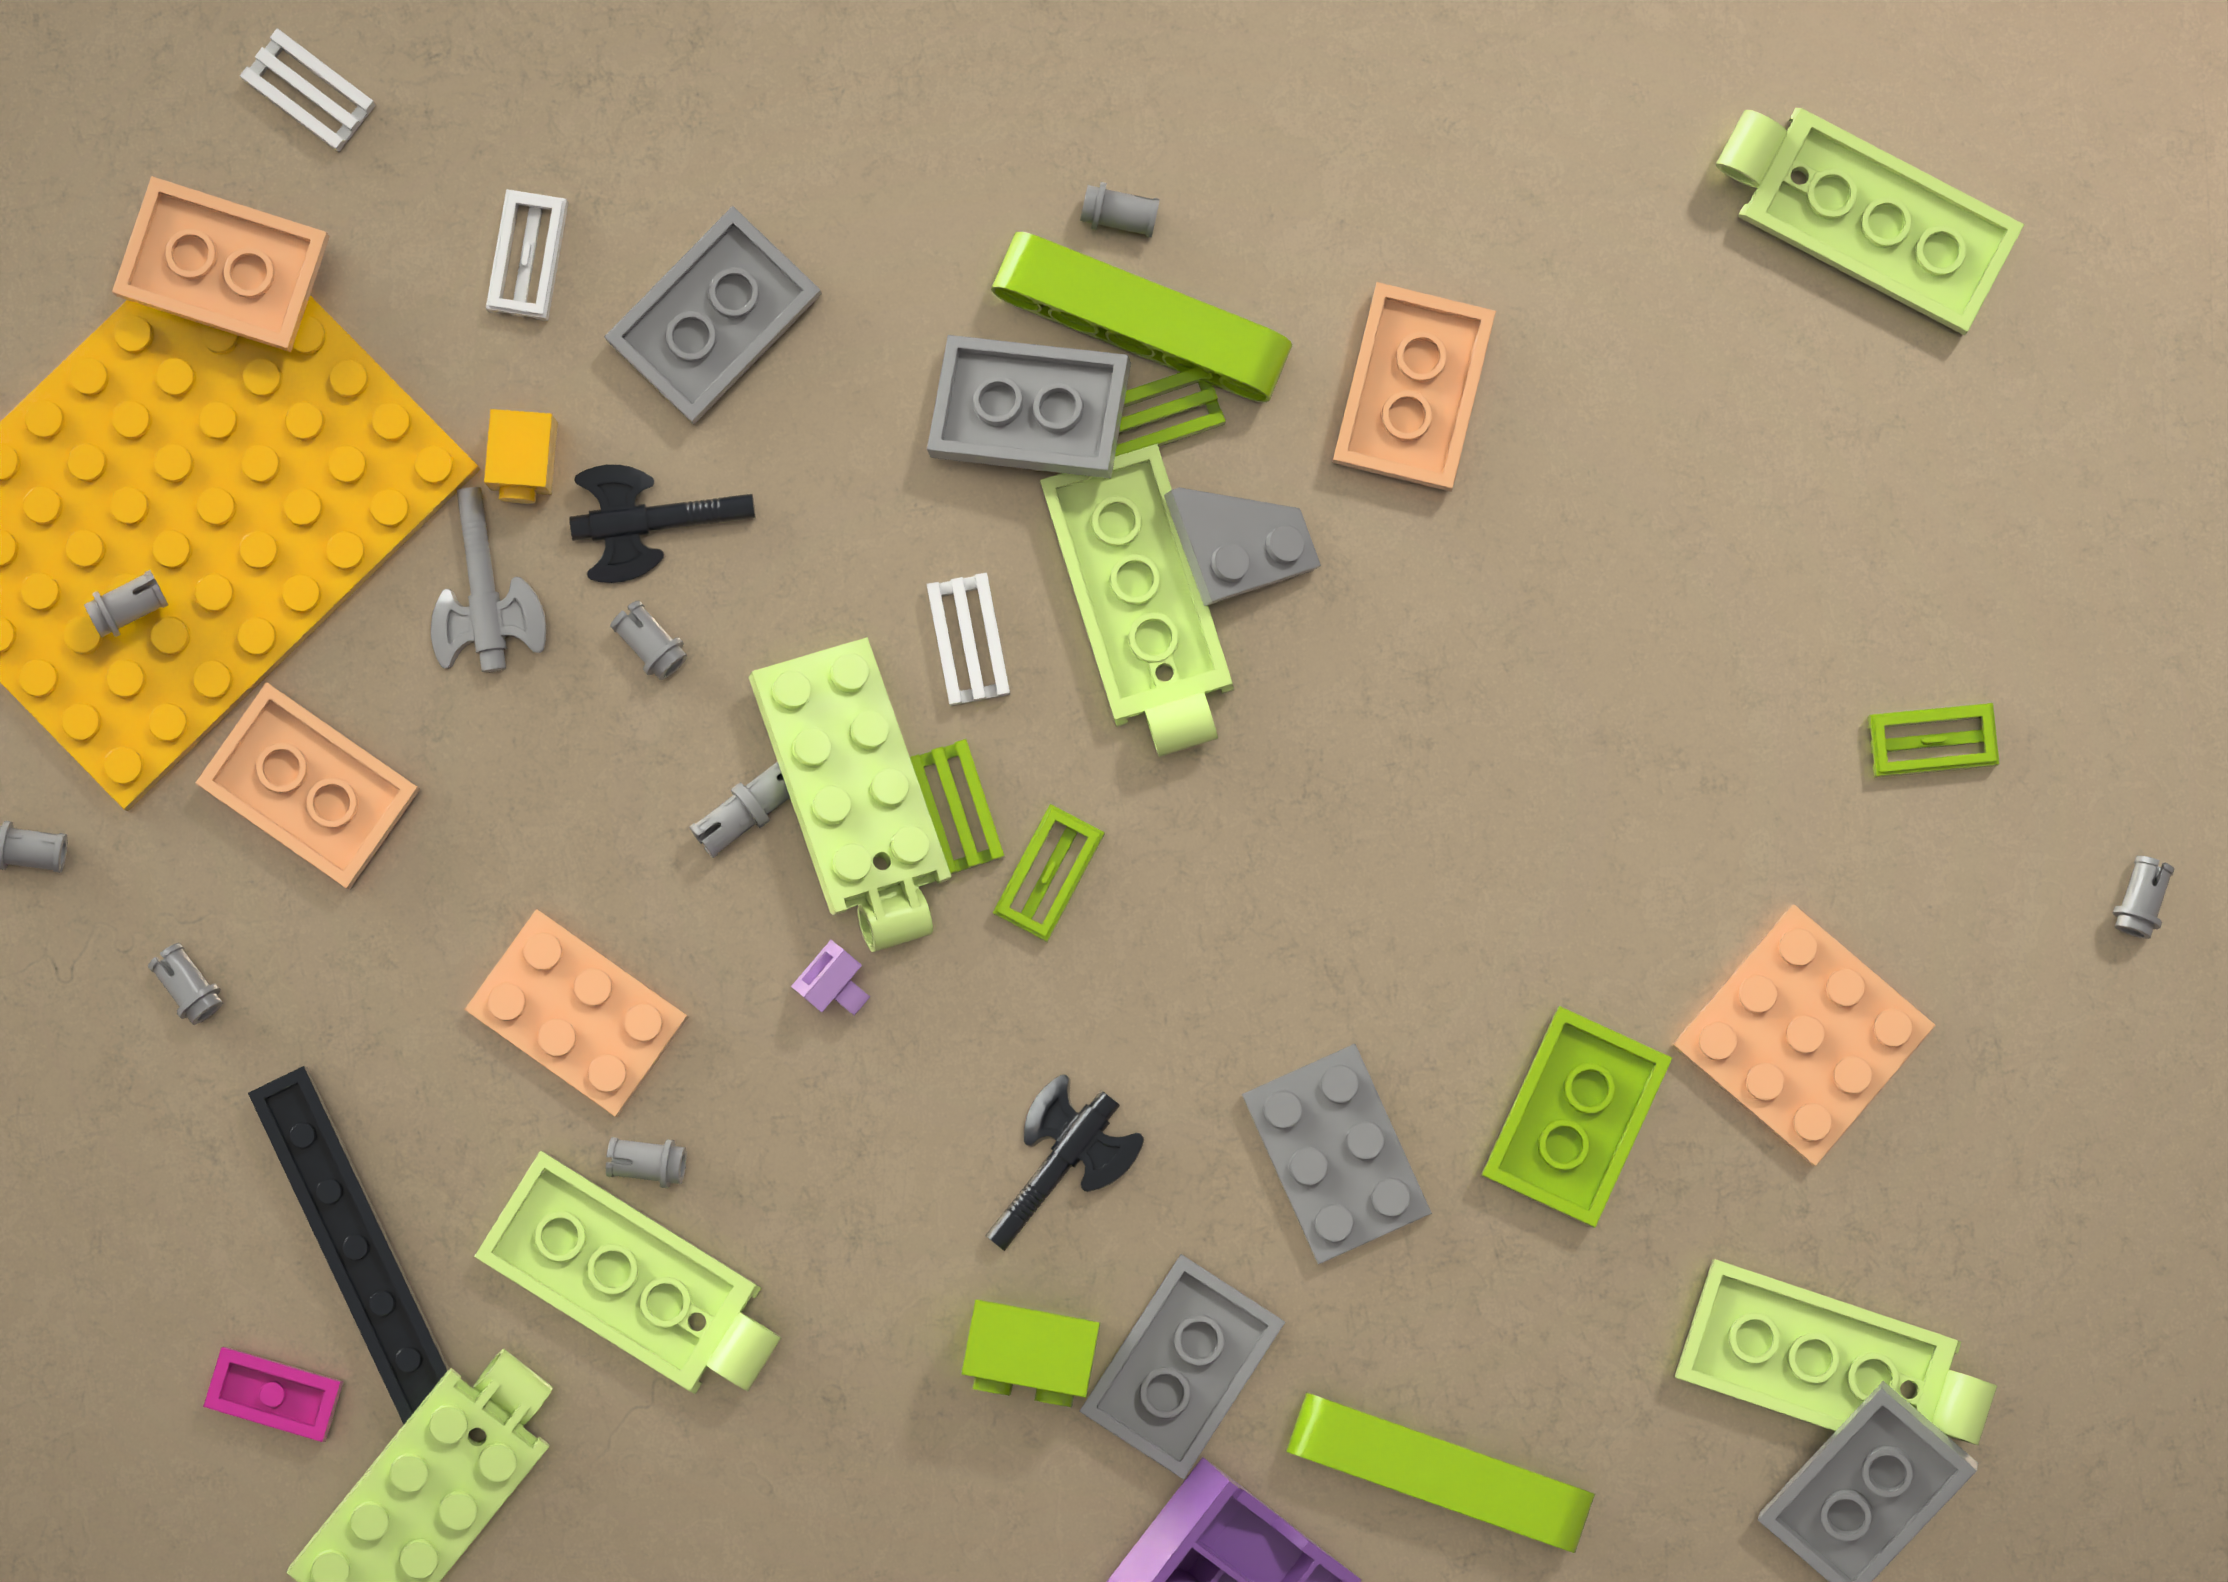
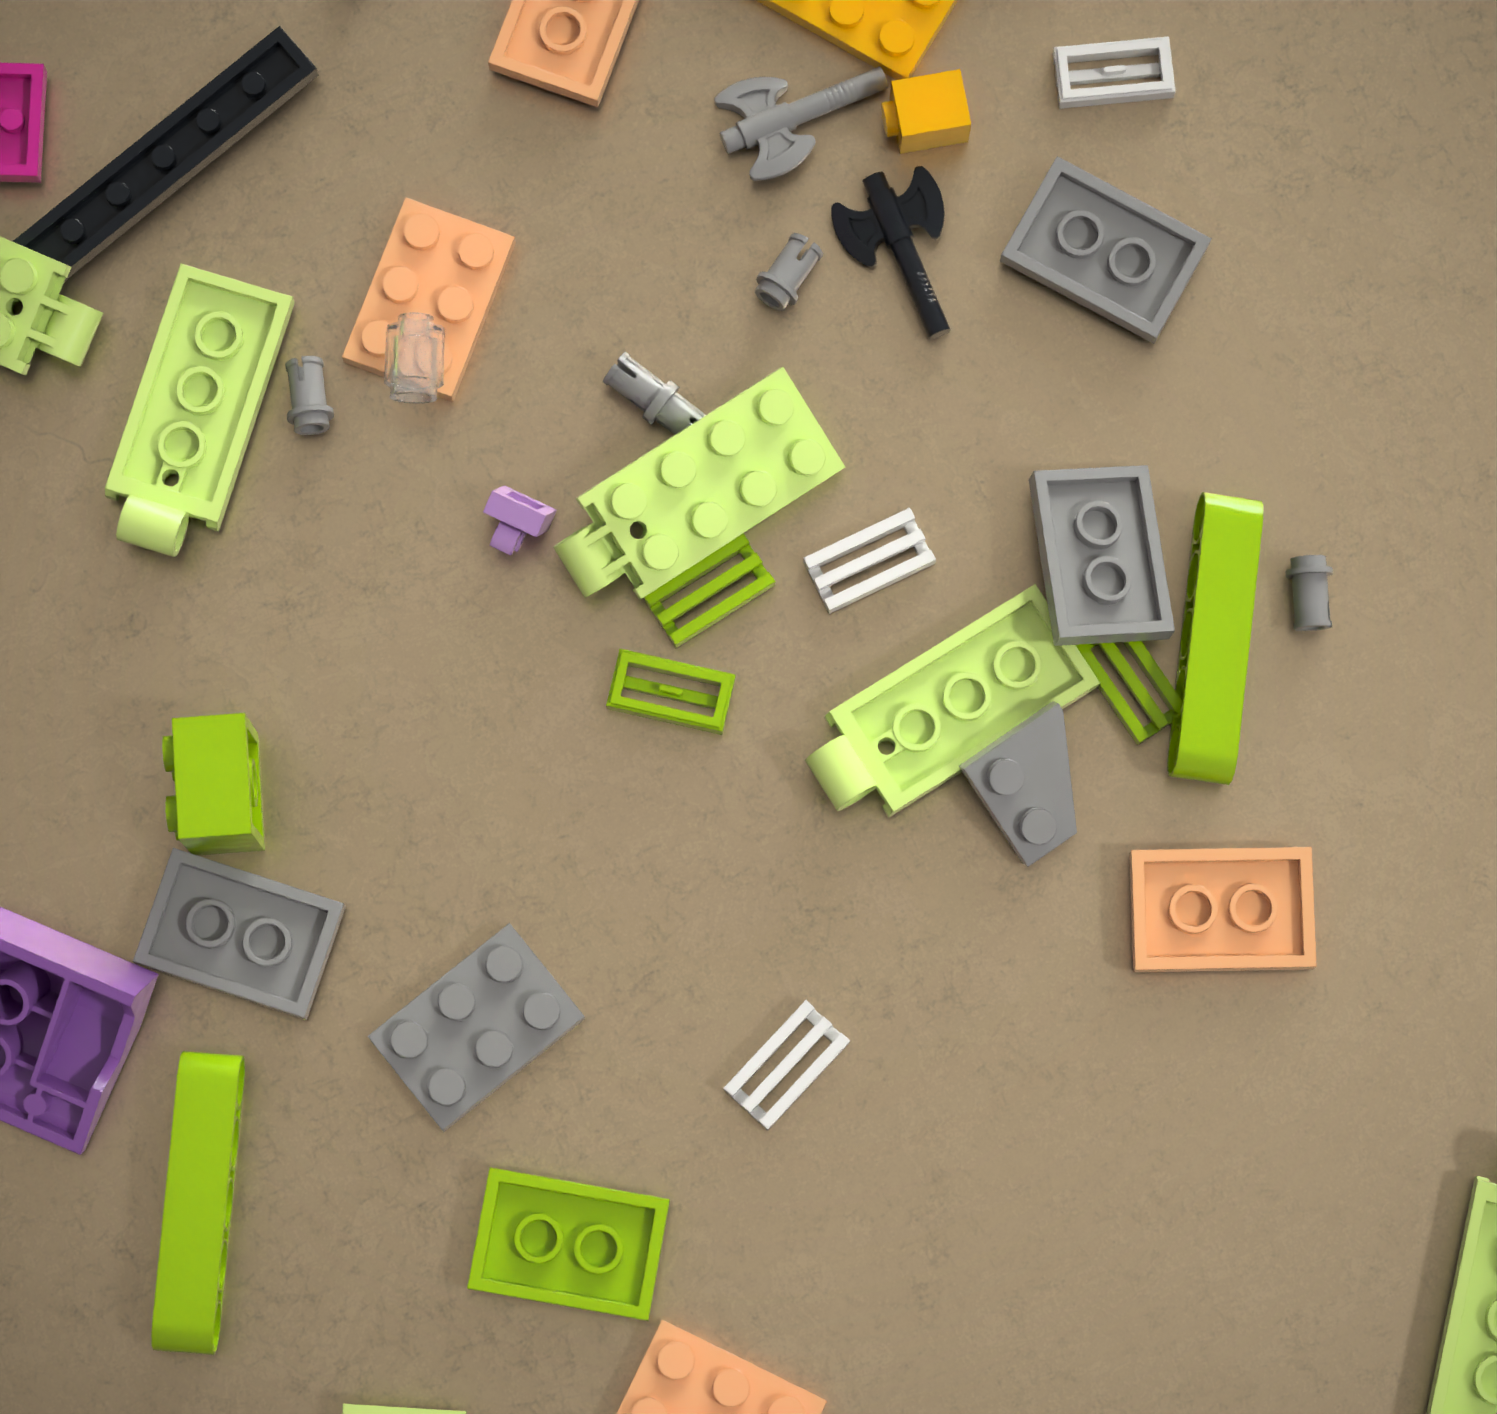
camera: 70 degrees right, 5 degrees down
(645, 1040) = (414, 358): none -> clear brick
(1077, 1138) = (427, 782): black piece -> none
(1427, 812) = (821, 1027): none -> white tile

